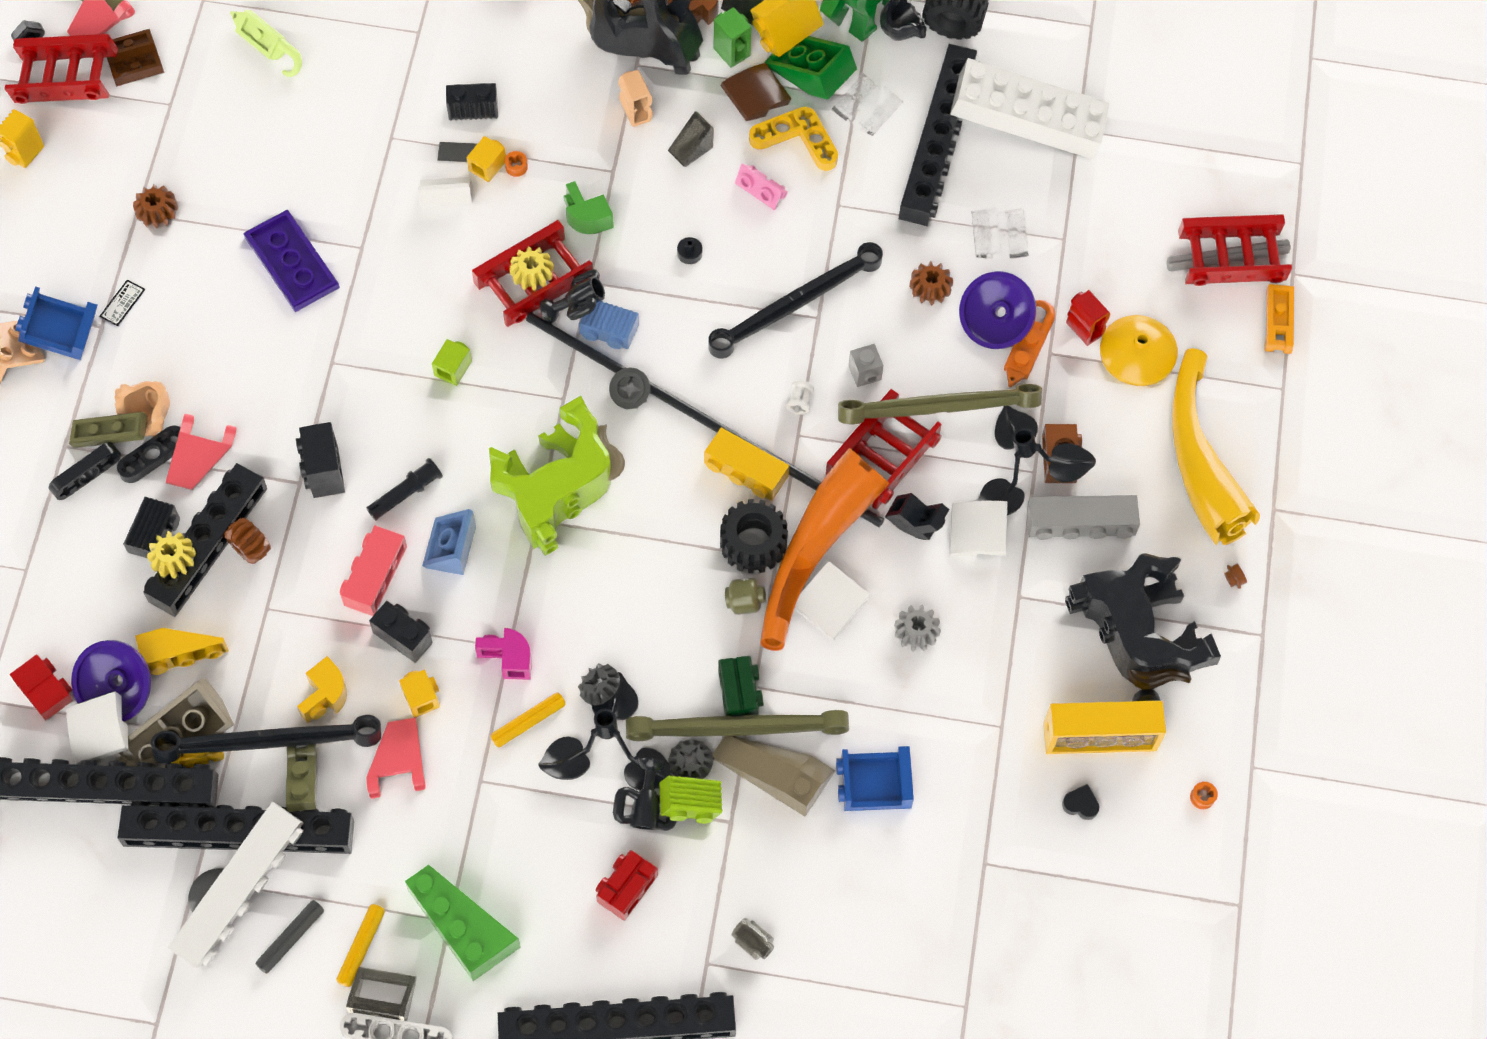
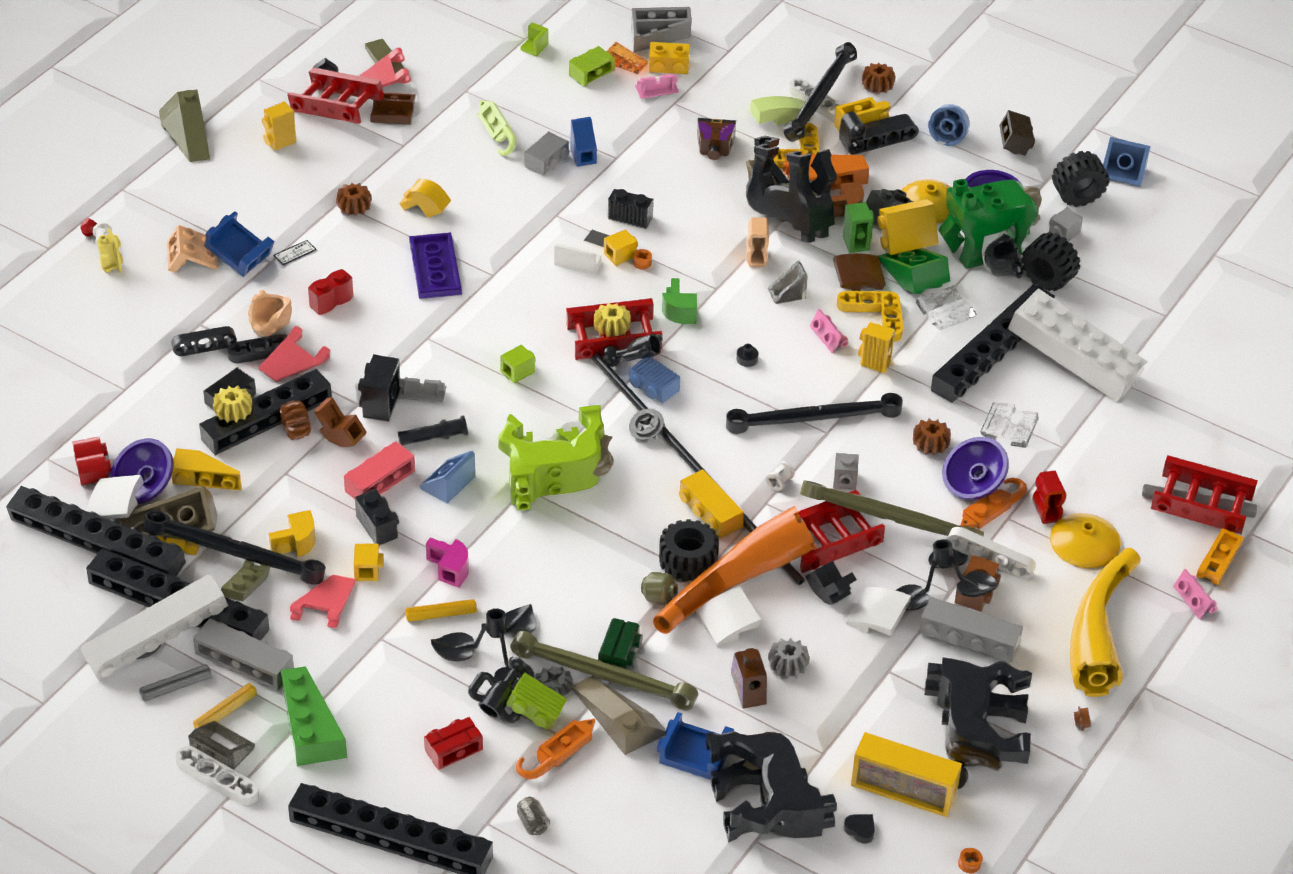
camera: 25 degrees right, 20 degrees down
(108, 429) = (237, 319): olive tile -> none
(195, 347) = (330, 291): none -> red brick
(239, 173) = (427, 196): none -> yellow brick
(299, 529) = (337, 428): none -> dark orange brick
(341, 58) = (546, 153): none -> light grey brick
(348, 871) = (242, 653): none -> light grey brick
(364, 440) = (428, 391): none -> light grey hinge
(377, 30) = (583, 142): none -> blue slope
(605, 689) = (511, 603): dark grey gear -> none
(737, 842) = (559, 748): none -> orange plate
(825, 191) = (876, 347): none -> yellow brick
(890, 670) = (749, 668): none -> reddish brown torso
(989, 795) = (786, 798): none -> black piece
(1060, 411) = (991, 552): none -> white beam
(1274, 377) = (1194, 594): none -> bright pink hinge

